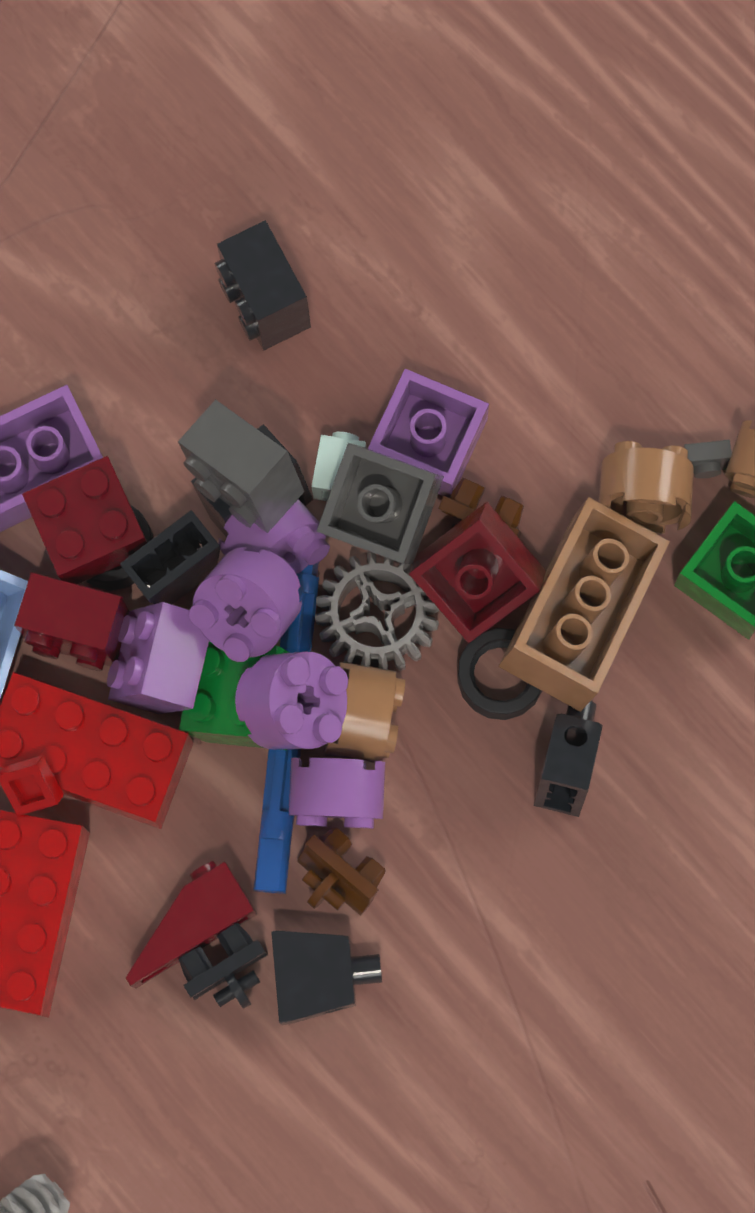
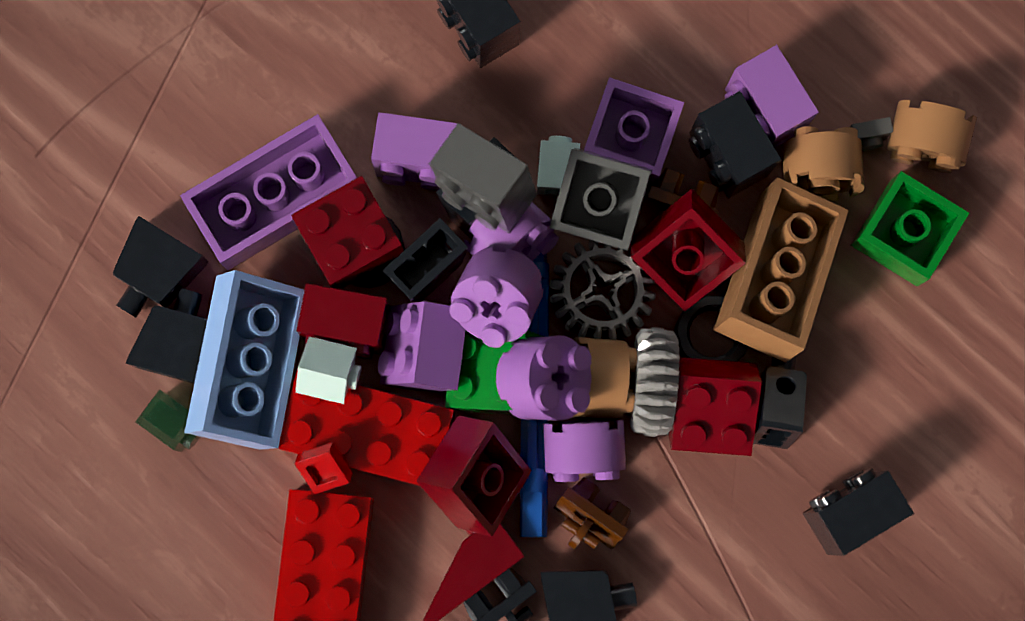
camera: 15 degrees left, 5 degrees up
(45, 673) = (327, 370): none -> light aqua brick
(153, 430) = (406, 147): none -> medium lavender brick
(203, 810) = (474, 475): none -> dark red brick
(424, 721) = (655, 382): none -> light grey gear
(492, 755) = (716, 407): none -> dark red brick
(542, 458) = (733, 145): none -> black brick
(589, 408) = (773, 95): none -> medium lavender brick
(649, 892) = (858, 512): none -> black brick

